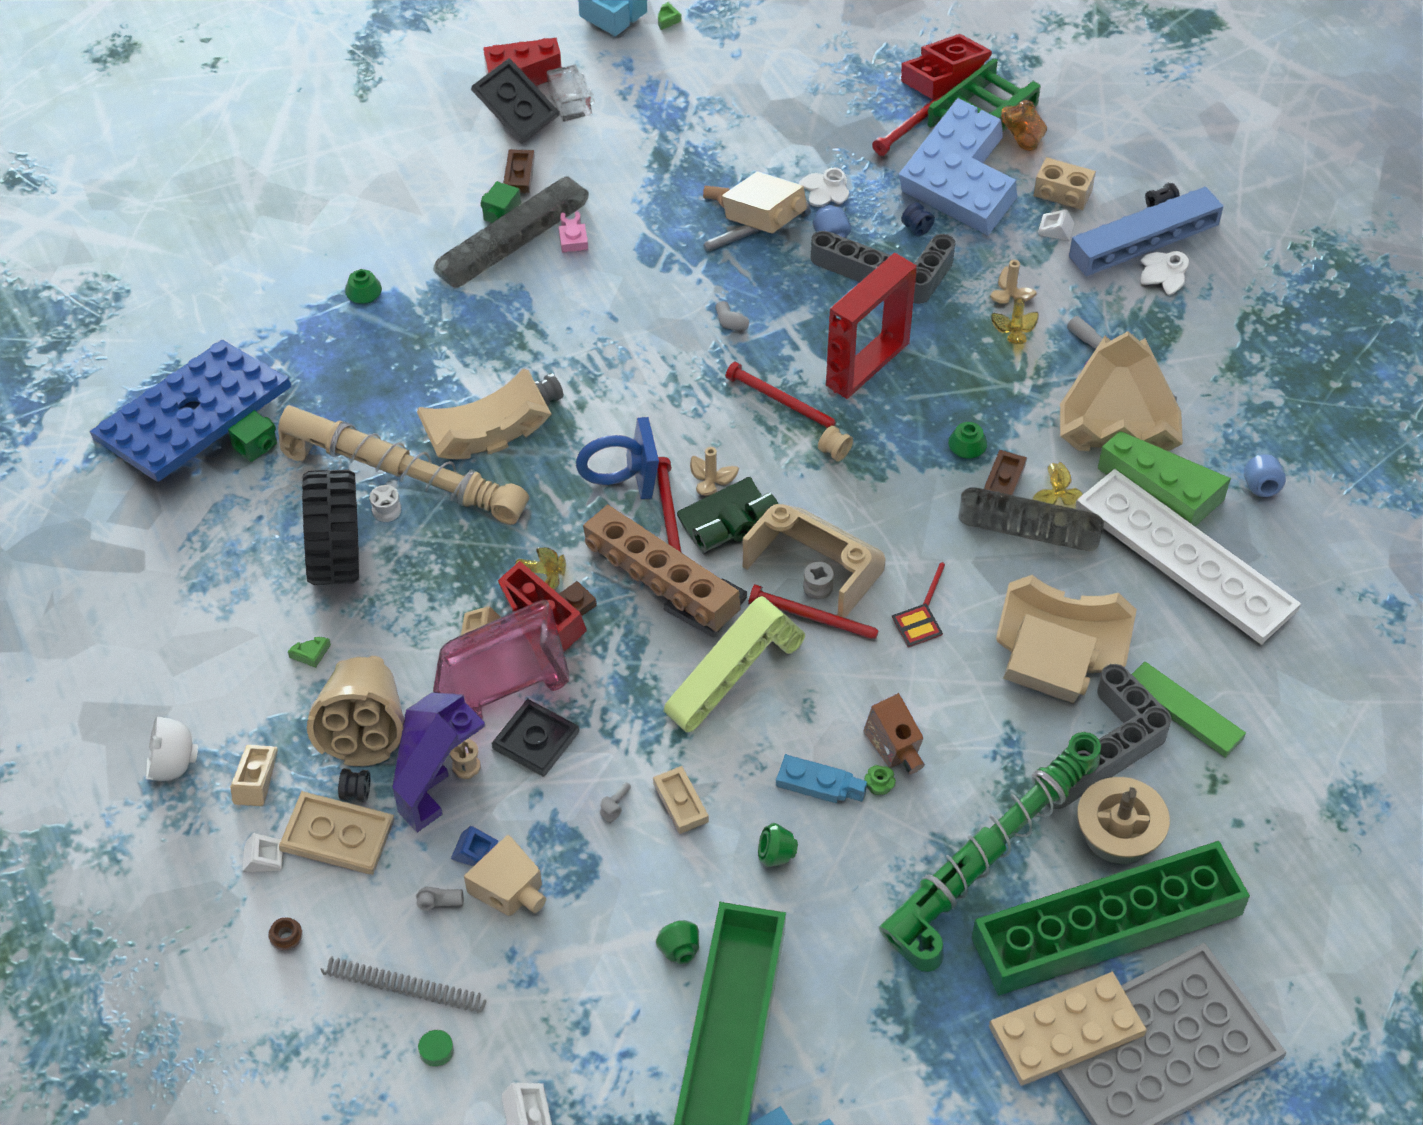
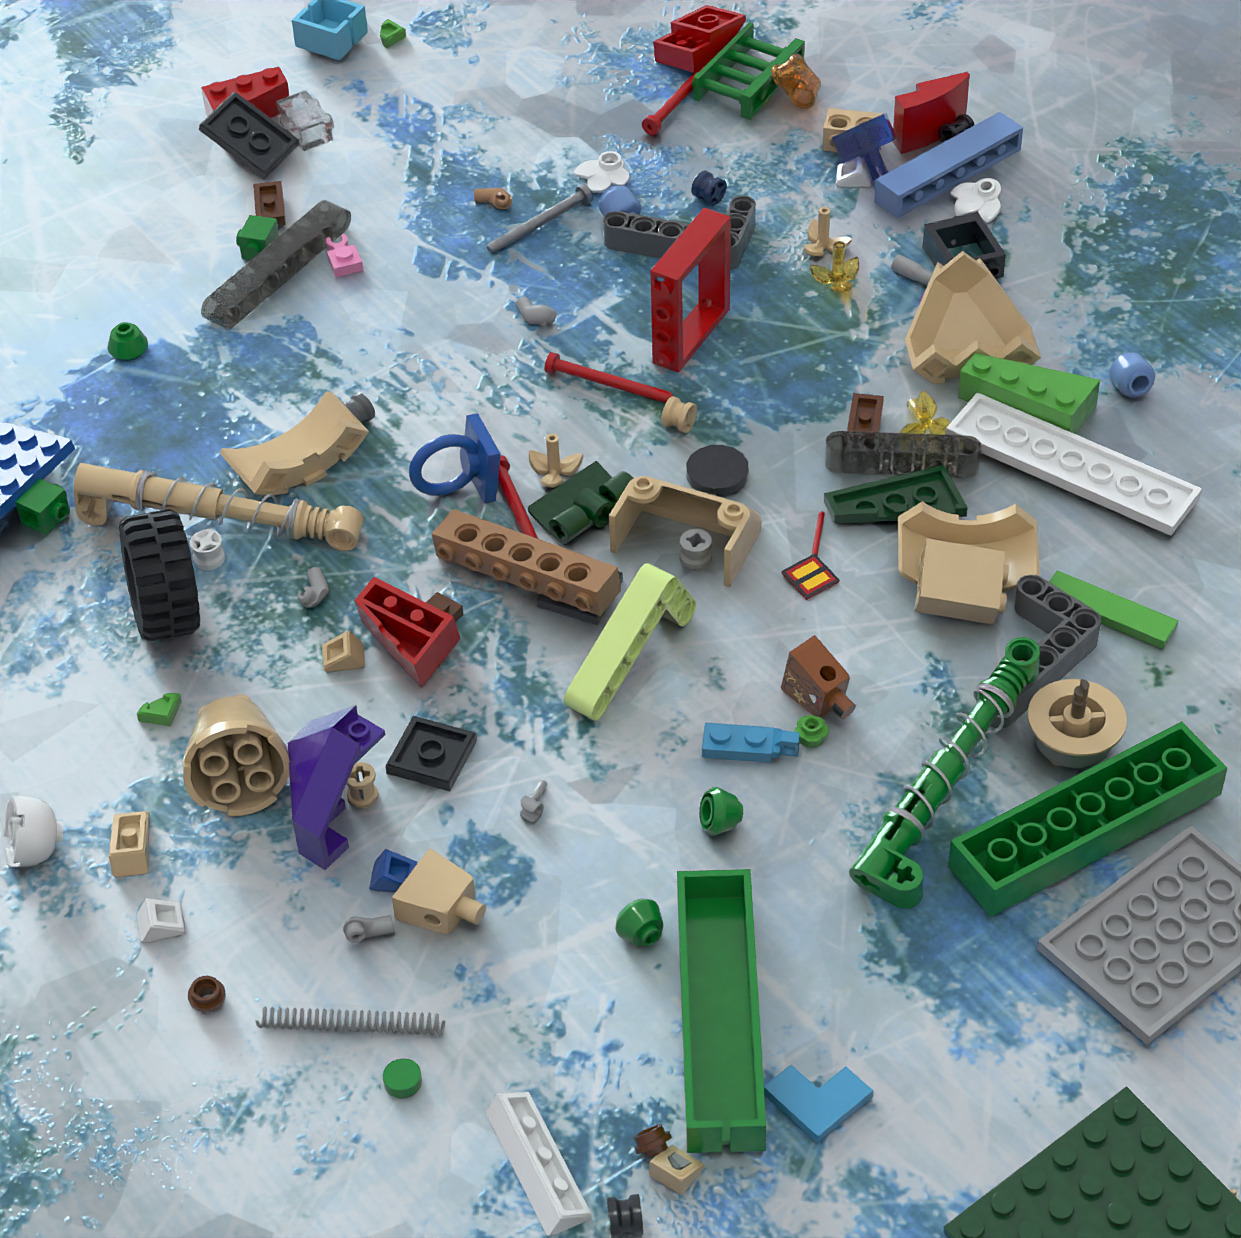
camera: 10 degrees left, 5 degrees down
(336, 832) = (237, 884): tan tile -> none
(354, 785) = (245, 832): black wheel -> none
(472, 560) = (317, 591): none -> light grey arm
(503, 658) = (383, 671): clear pink windscreen -> none
(548, 564) = (407, 579): clear yellow plant -> none
(680, 799) = (605, 785): tan plate -> none
(764, 202) = (543, 193): tan brick -> none
(815, 614) = (713, 584): red bar -> none
(857, 504) = (717, 470): none -> black tile
(951, 169) = (736, 139): light blue piece -> none
(968, 440) = (817, 390): green cone -> none
(1012, 560) = (895, 495): none -> dark green wing
(1067, 1028) = (1072, 931): tan plate -> none
(1071, 198) = (866, 142): none -> clear blue brick
(1138, 302) = (962, 231): none -> black window
(1143, 170) = (926, 109): none -> red slope

